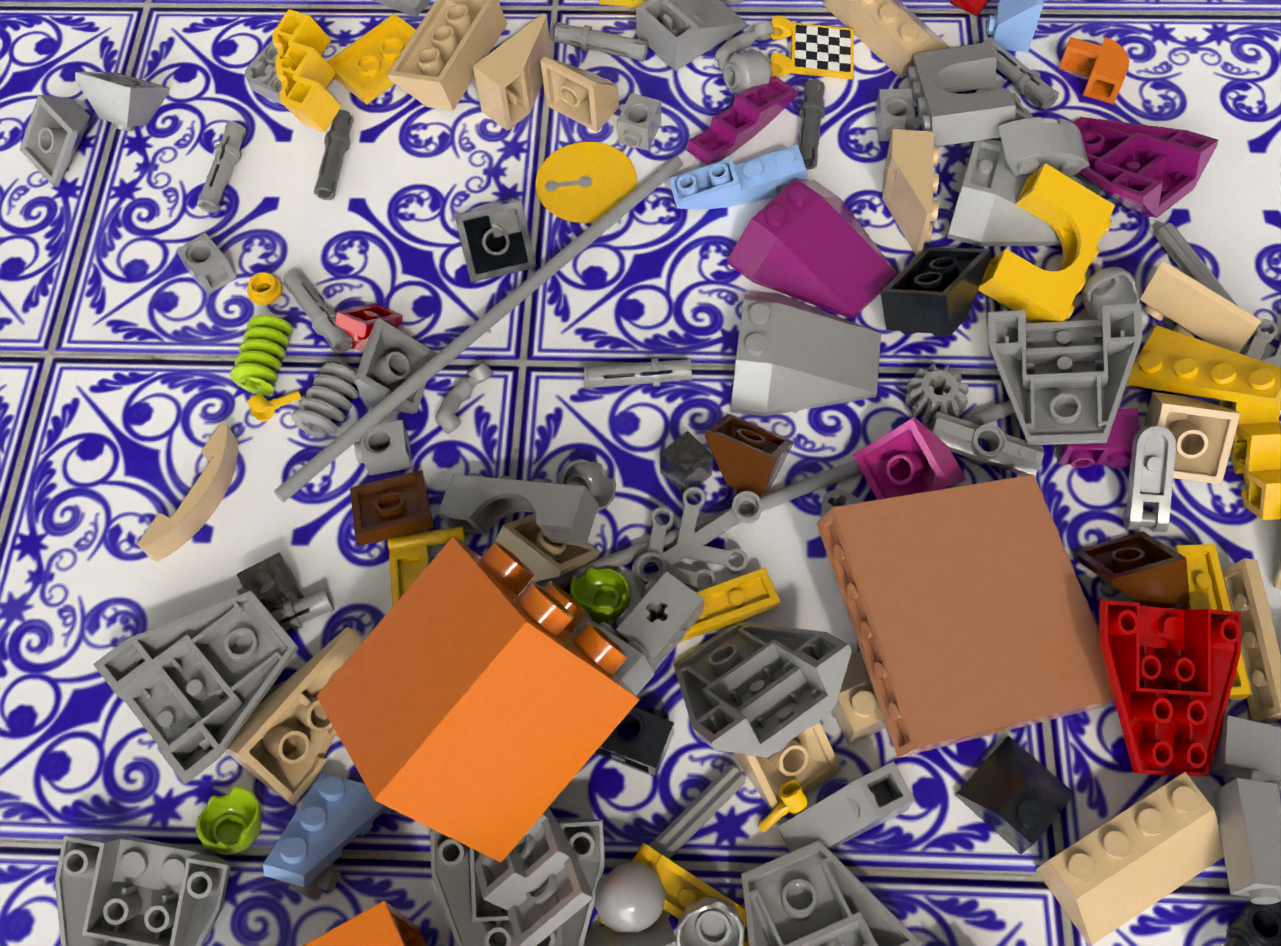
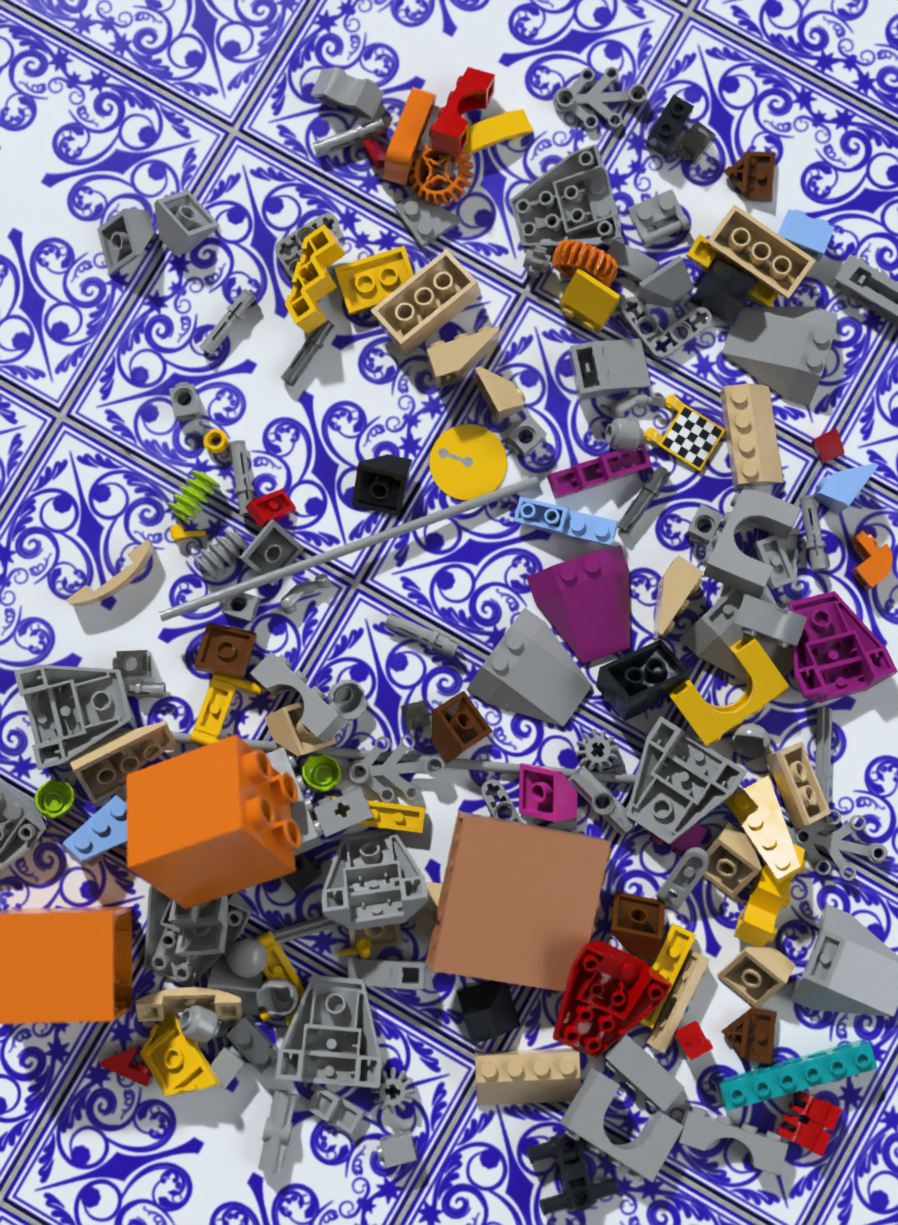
camera: 25 degrees right, 20 degrees up
(609, 43) = (539, 348): light grey pin -> none

